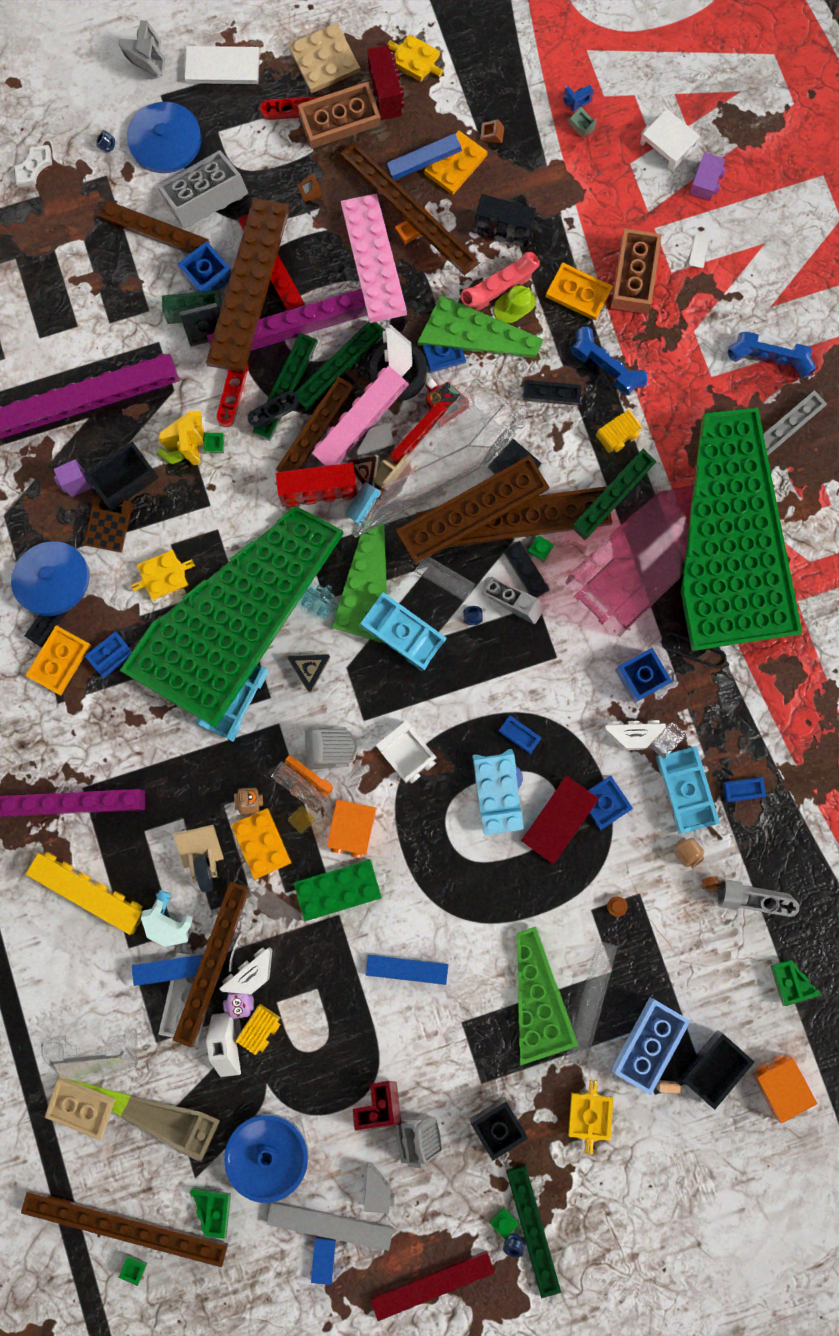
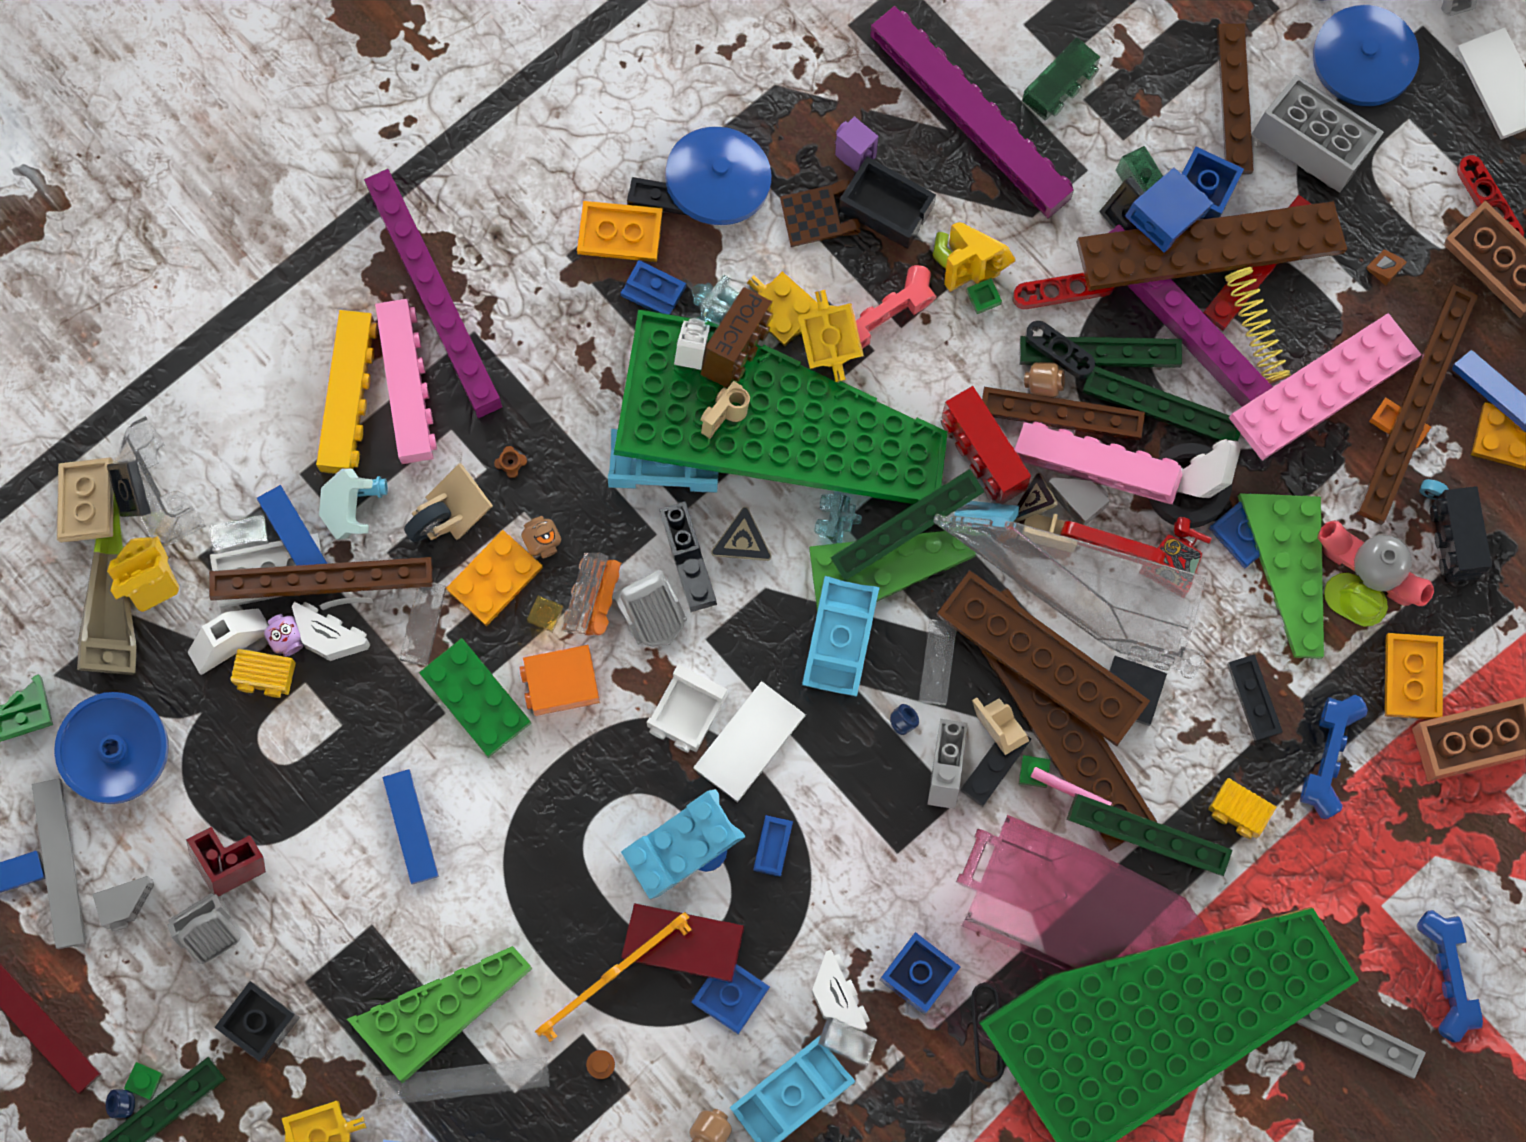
camera: 65 degrees right, 5 degrees down
(87, 1075) = (128, 488): none -> black tile
(90, 329) = (1061, 79): none -> clear green brick
(96, 849) = (404, 381): none -> bright pink brick
(134, 619) = (711, 298): none -> clear light blue hips
(151, 1088) = (143, 573): none -> yellow piece
(153, 1008) = (239, 534): none -> clear plate
(162, 643) = (692, 343): none -> white slope
(172, 611) = (737, 338): none -> reddish brown brick
(179, 798) = (510, 454): none -> dark orange plate
(197, 551) = (830, 335): none -> yellow plate
(202, 535) = (915, 296): none -> coral plate
(214, 296) = (1168, 209): none -> blue panel
(217, 640) = (723, 409): none -> tan plate
(288, 429) = (1045, 379): none -> medium nougat head
(305, 708) = (688, 557): none -> slope
(348, 556) = (906, 524): none -> dark green plate
(352, 280) = (1274, 376): none -> light yellow piece
(426, 386) = (1183, 530): none -> red hand
(445, 721) = (749, 741): none -> white tile
(466, 225) = (1432, 488): none -> medium azure tile
(502, 274) = (1382, 562): none -> light grey cylinder
(504, 555) = (1001, 724): none -> tan panel
(561, 532) = (1063, 786): none -> bright pink bar
(580, 933) = (547, 1028): none -> light orange piece

